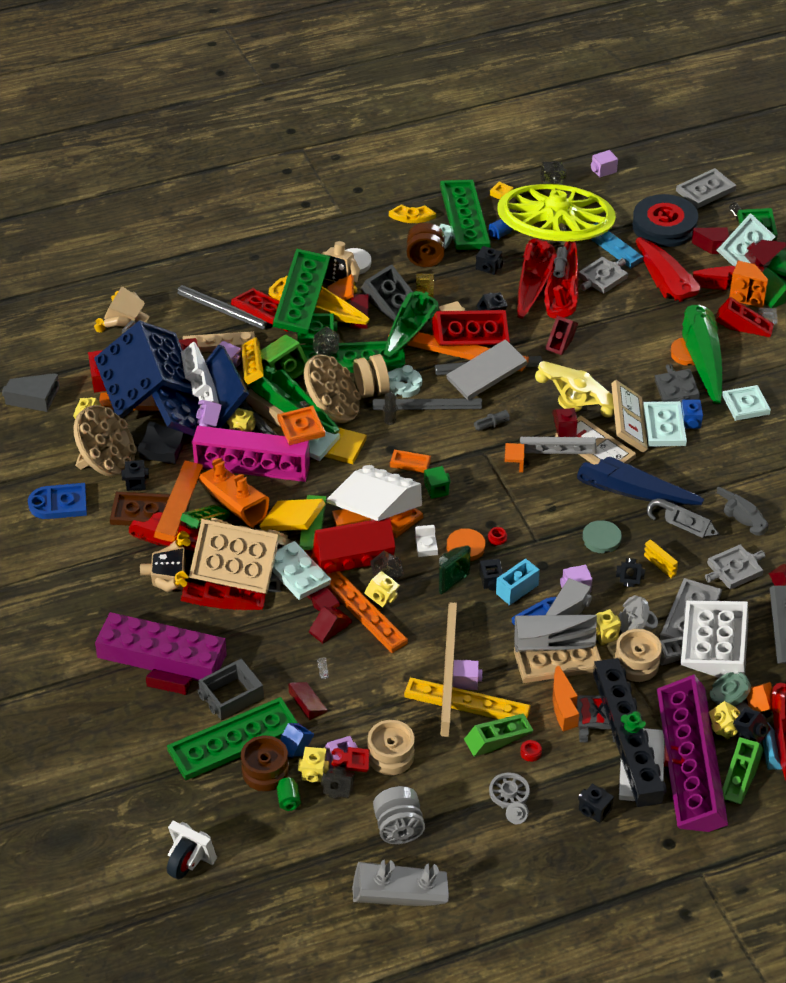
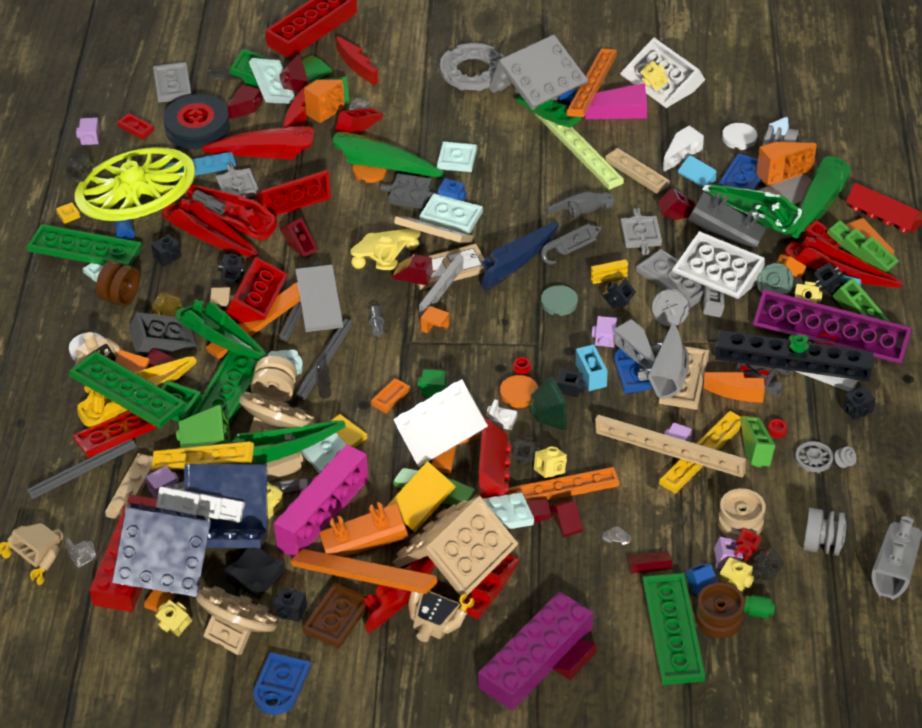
camera: 65 degrees left, 0 degrees up
(32, 391) = (106, 661): dark grey slope -> none
(188, 849) = (801, 696): white plate -> none
(194, 517) = (395, 558): green plate -> none
(208, 413) = (256, 513): lavender brick -> none
(229, 673) = (619, 593): dark grey window -> none
(301, 425) = (328, 442): orange tile -> none
(326, 342) = (208, 395): clear smoke brick -> none
(412, 214) = (51, 285): yellow tile -> none
(607, 627) = (665, 324): light yellow brick -> none
(611, 312) = (296, 193): none -> red slope
(632, 188) = (135, 126): none -> red plate
(639, 654) = (711, 317): tan wheel -> none

